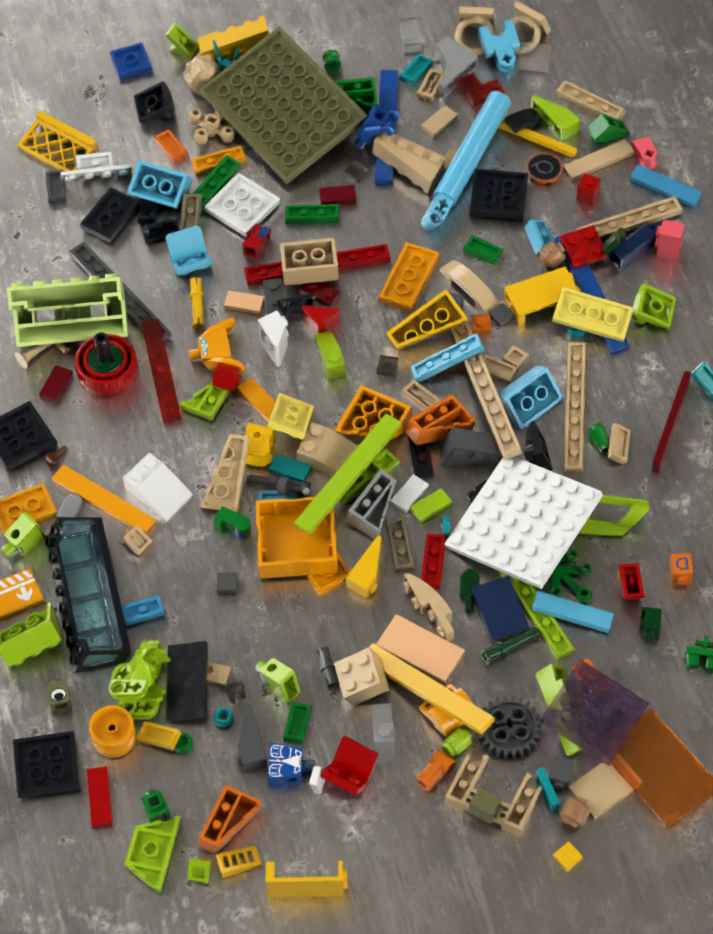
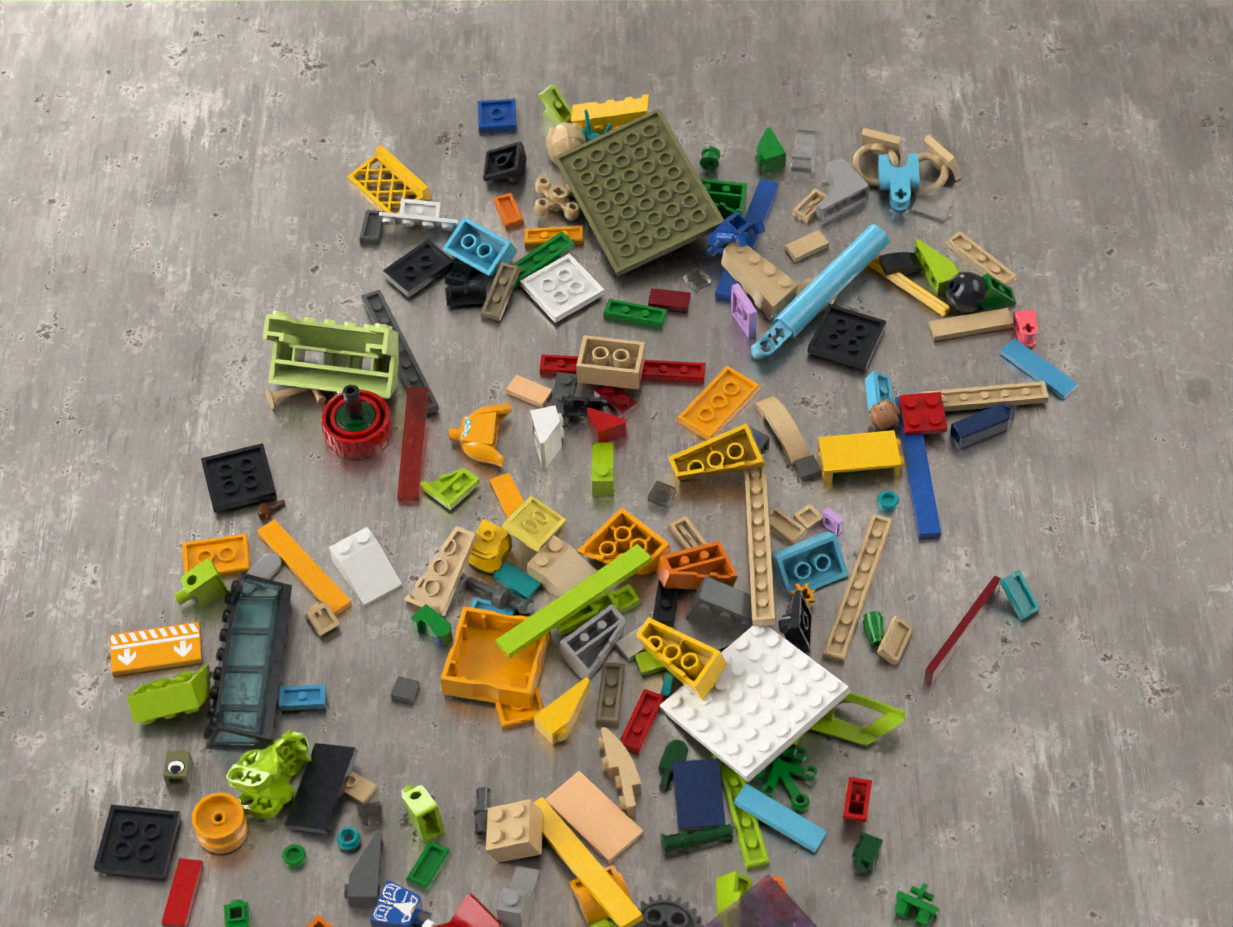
camera: 15 degrees right, 5 degrees down
(55, 384) = (298, 432): dark red tile -> none
(158, 735) = (270, 840): yellow tile -> none
(188, 250) = (485, 322): medium azure bracket -> none
(196, 296) = (479, 374): yellow pin -> none
(226, 376) = (479, 465): red brick -> none
(256, 241) = (564, 329): red leg -> none
(382, 44) = (770, 152): none -> green slope
(407, 191) = (743, 311): none -> lavender tile
(416, 69) = (799, 186): teal tile -> none
(447, 358) = (729, 500): medium azure tile -> none
(456, 499) = (686, 658): none -> yellow wedge
(477, 92) = (857, 222): clear red plate -> none
(481, 324) = (781, 473): orange plate -> none
(483, 250) = (810, 393): green tile -> none
(527, 419) = (807, 593): none -> light orange gear
(537, 355) = (833, 521): none -> lavender tile
(544, 168) = (907, 320): tile -> none
(588, 132) = (965, 291): none -> black cylinder
(588, 189) = (948, 352): red brick -> none
(592, 314) = (908, 489): light yellow tile -> none
(614, 240) = (959, 413): dark green slope -> none
(653, 307) = (982, 497): lime slope -> none
(669, 239) = (1022, 426): coral brick -> none
(681, 568) = (921, 799): orange brick -> none

